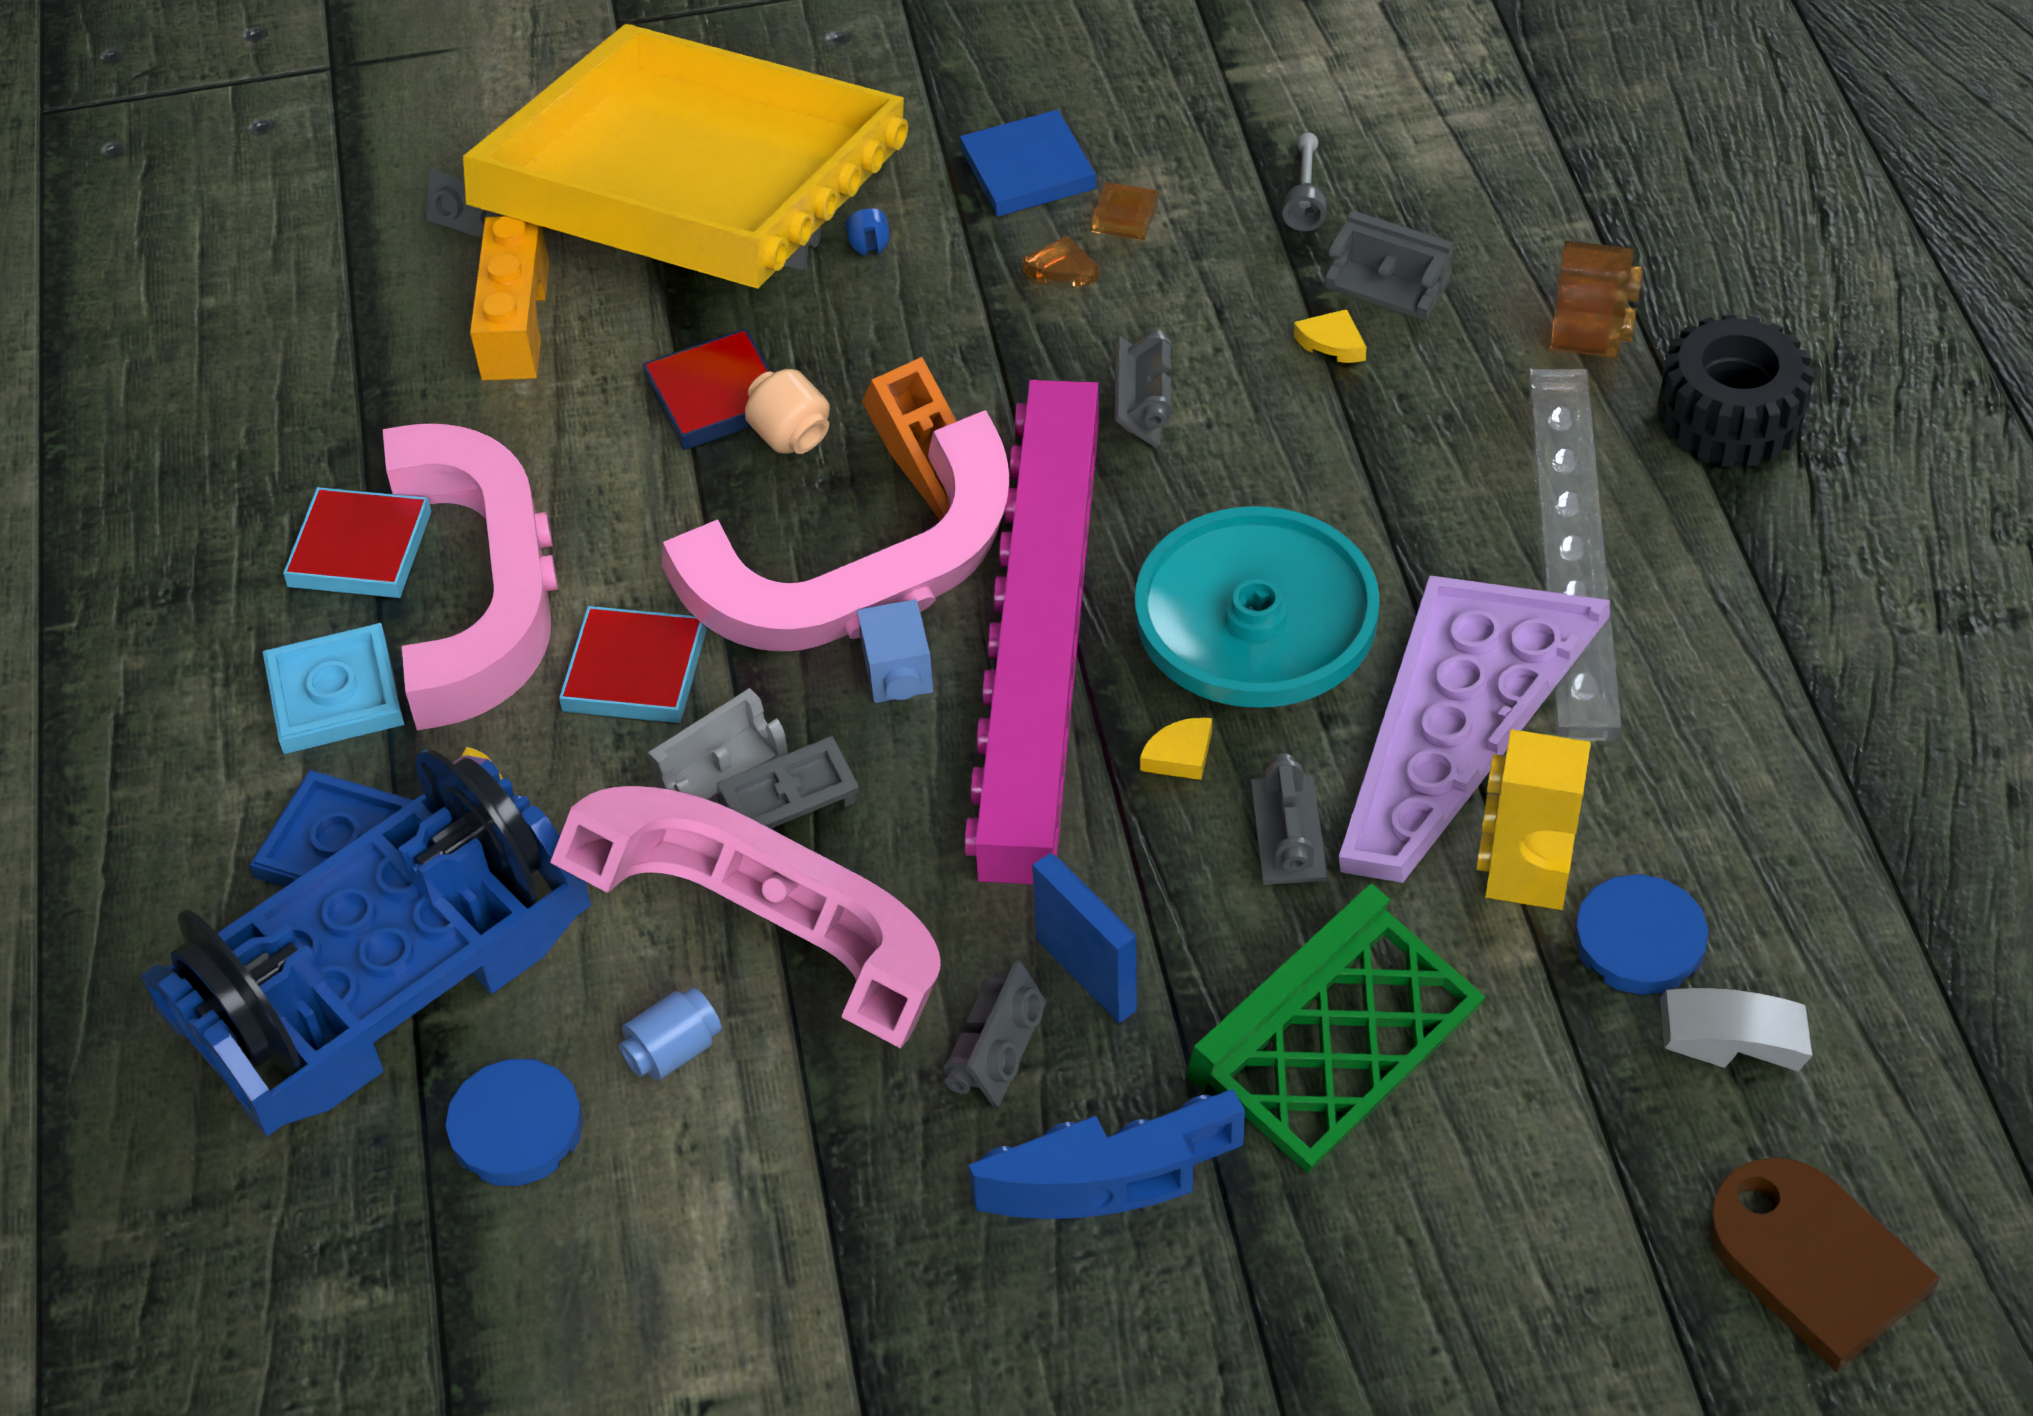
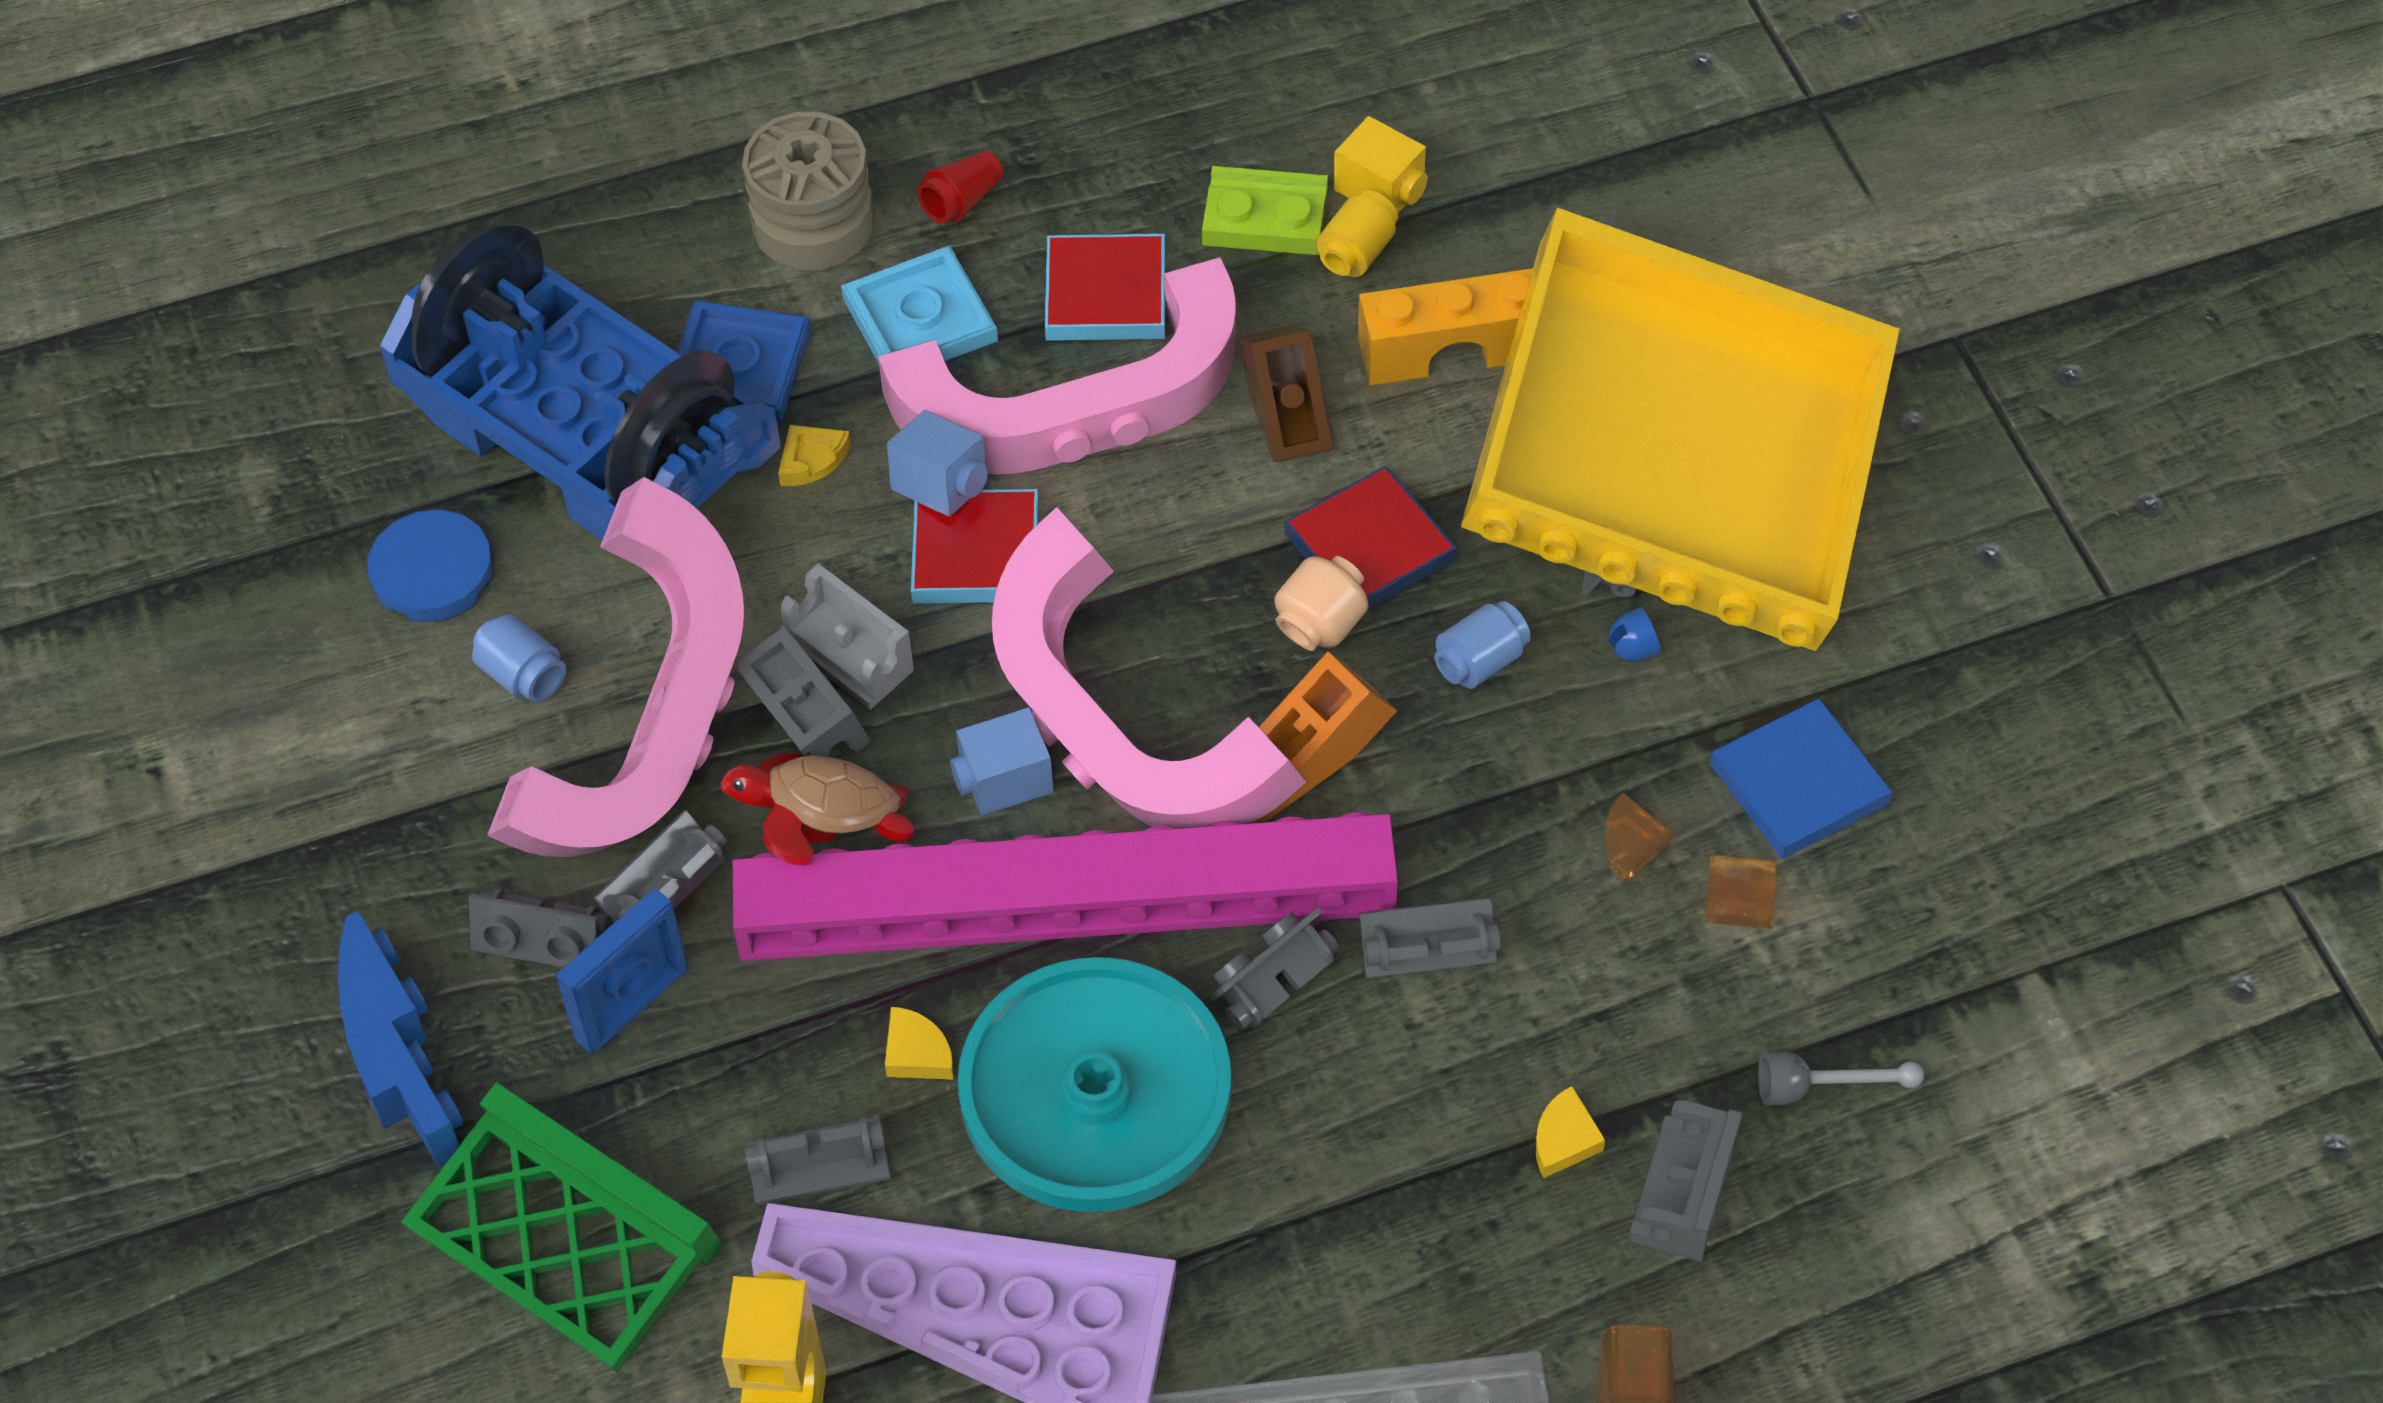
camera: 80 degrees right, 5 degrees up
(161, 739) = (808, 190): none -> dark tan wheel
(194, 637) = (958, 186): none -> red cone
(307, 327) = (1382, 162): none -> yellow brick
(312, 421) = (1264, 210): none -> lime plate
(376, 350) = (1357, 233): none -> yellow brick
(536, 414) = (1286, 391): none -> reddish brown slope
(549, 659) = (937, 463): none -> medium blue brick
(854, 322) = (1481, 644): none -> medium blue brick
(916, 785) = (816, 801): none -> animal
(985, 935) = (672, 863): none -> dark grey hinge
(1142, 492) = (1251, 984): none -> dark grey hinge

